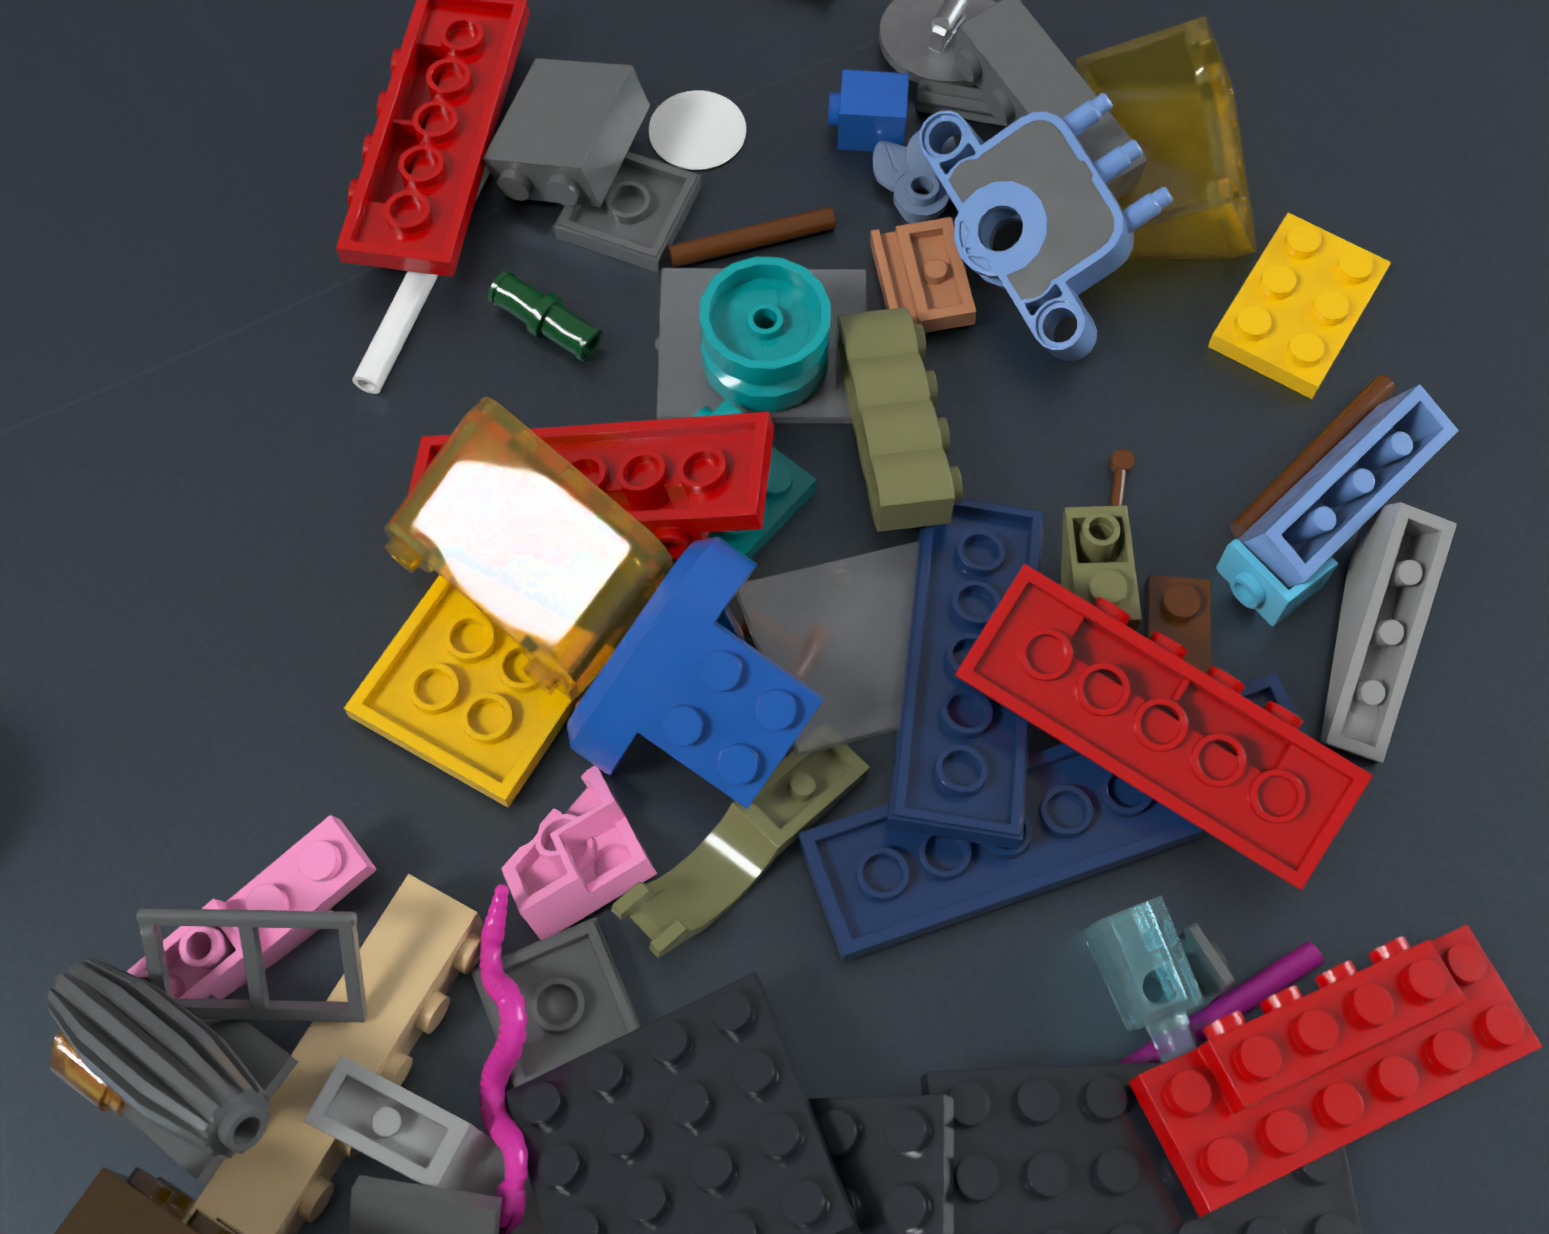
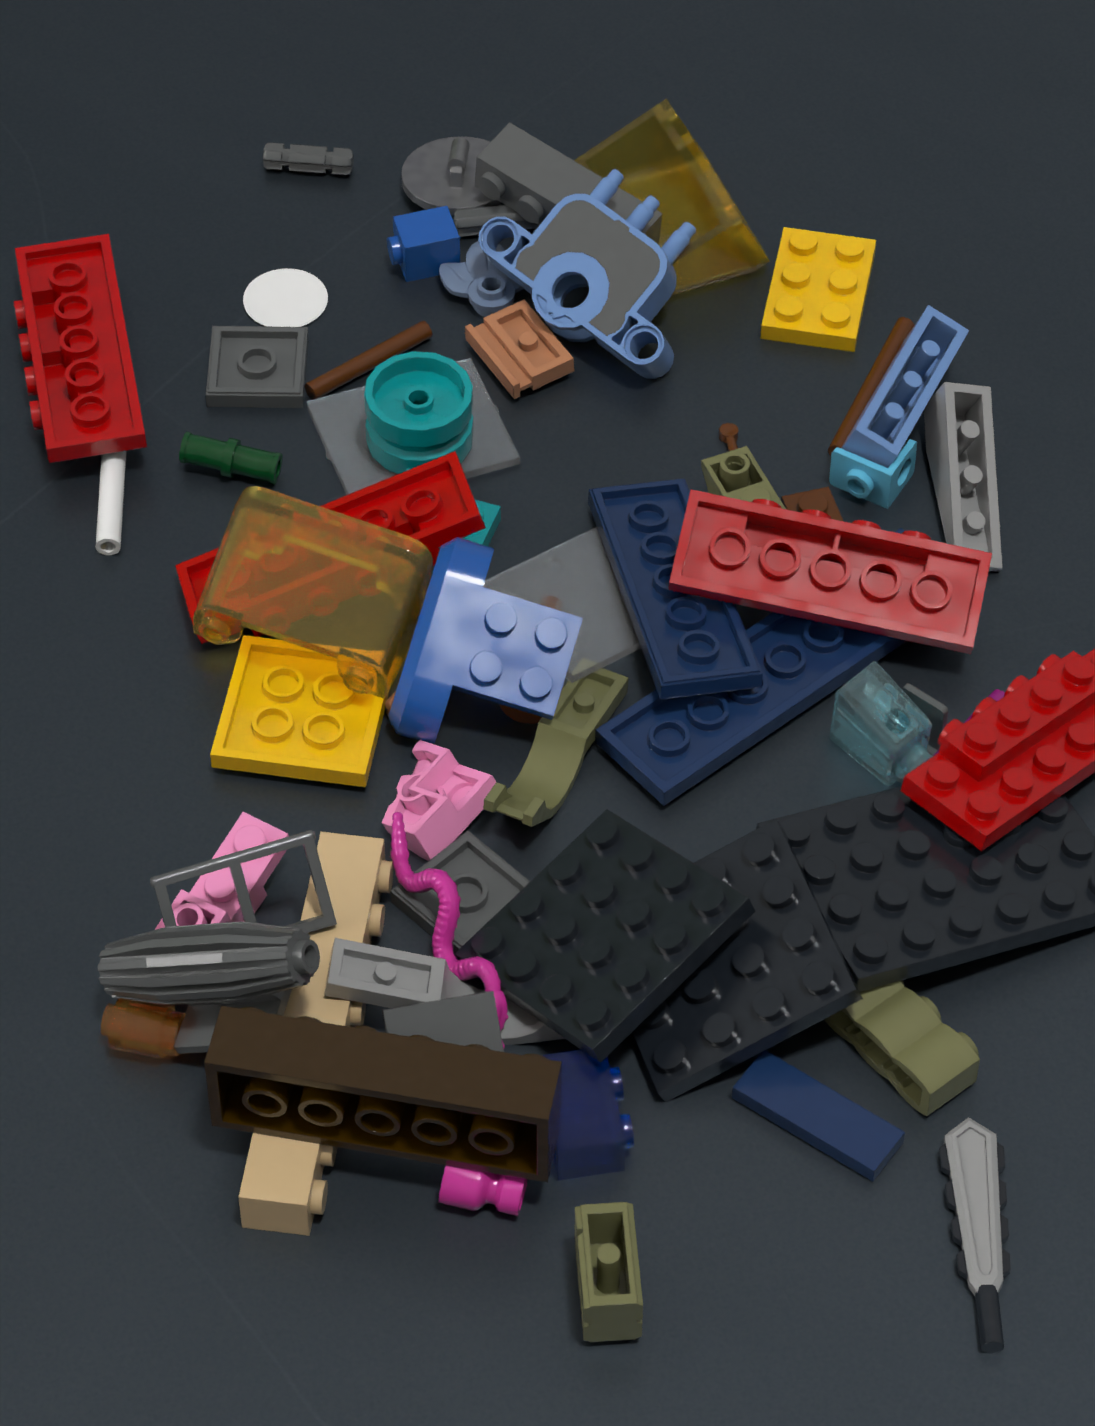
camera: 20 degrees left, 15 degrees down
(567, 132) = (188, 321): dark grey brick -> none
(895, 419) = (546, 443): olive brick -> none

